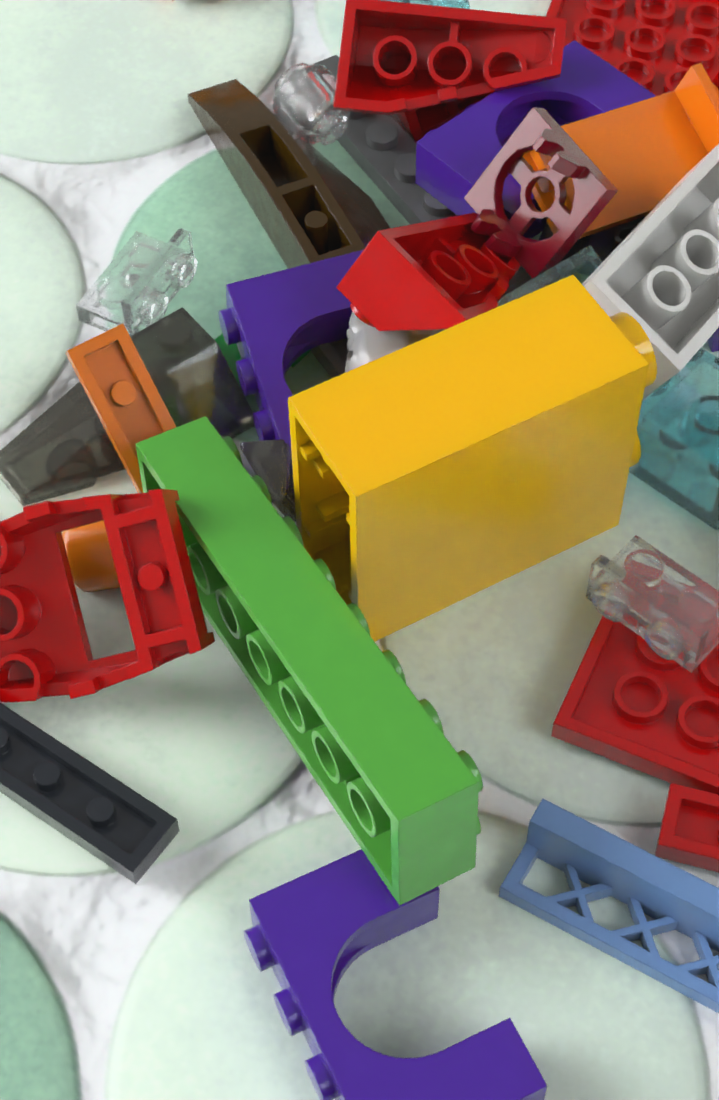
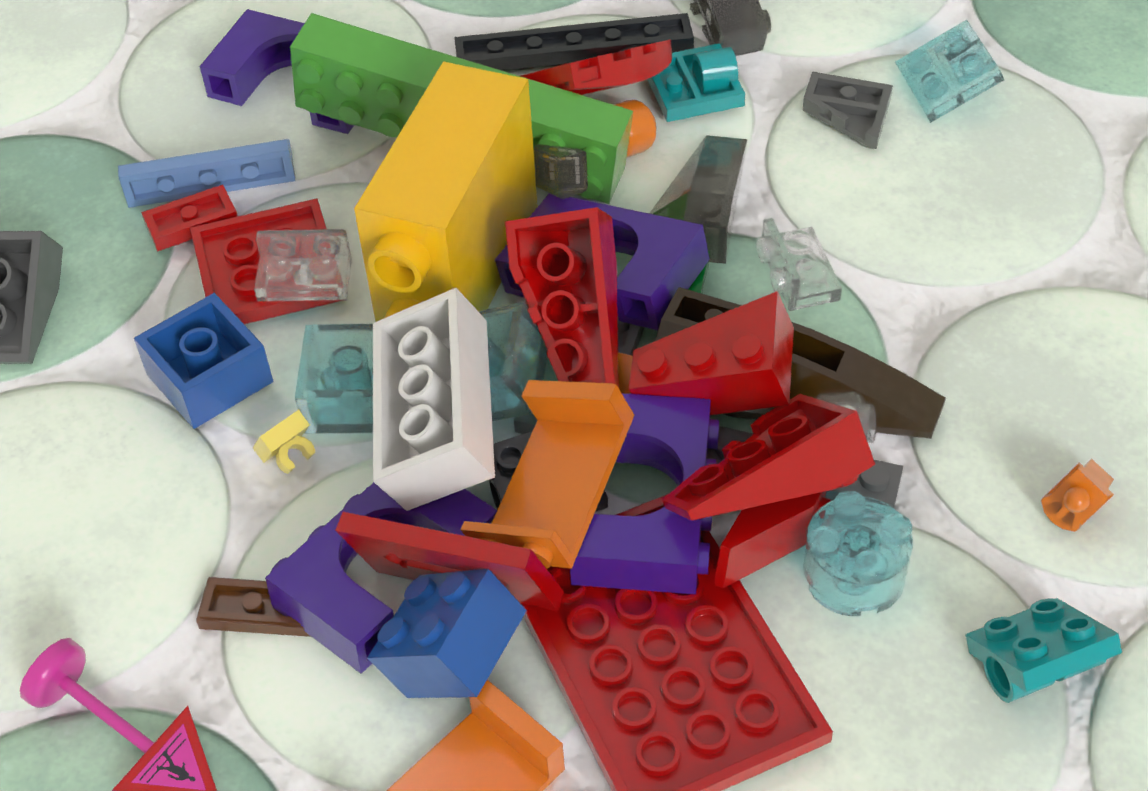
camera: 140 degrees right, 5 degrees down
(121, 394) = (675, 164): orange plate -> none
(377, 147) = (732, 359): none -> red wedge
(591, 194) = (564, 362): piece -> none

